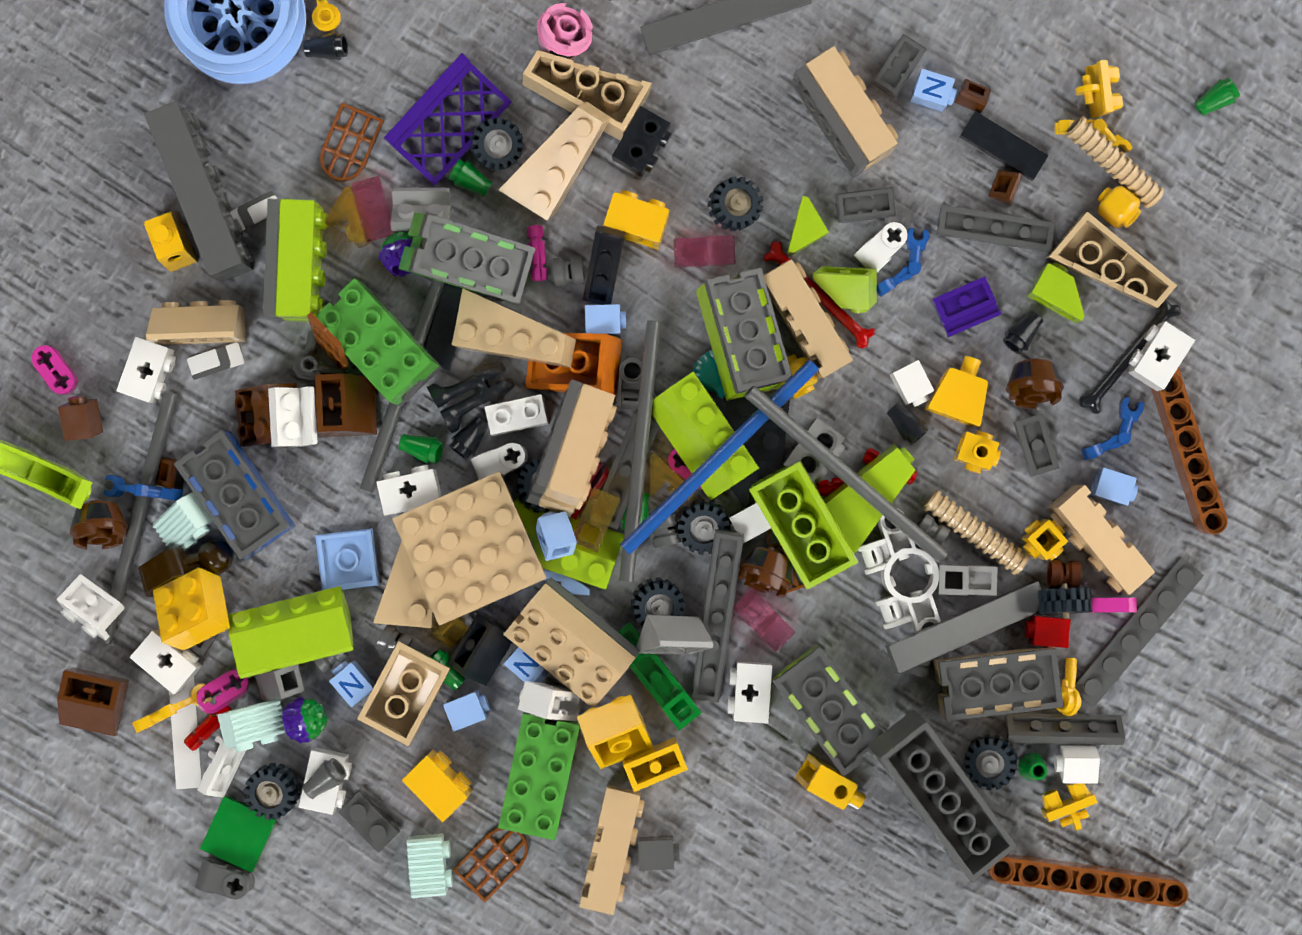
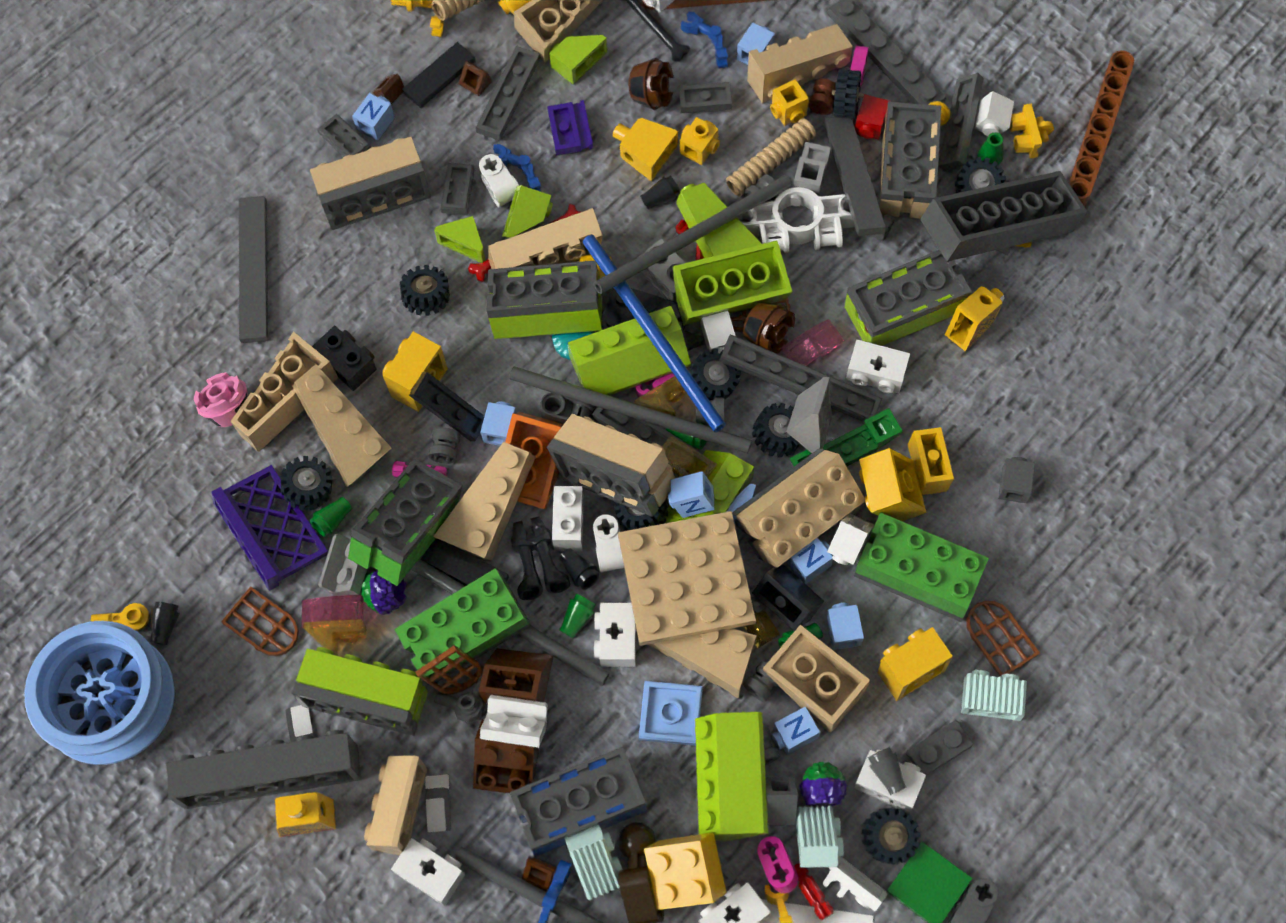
camera: 70 degrees left, 20 degrees down
(610, 849) = (1007, 519): tan wedge -> none
(704, 251) = (460, 328): clear pink slope -> none
(912, 384) = (626, 181): white brick -> none
(1021, 335) = (607, 91): black cone -> none

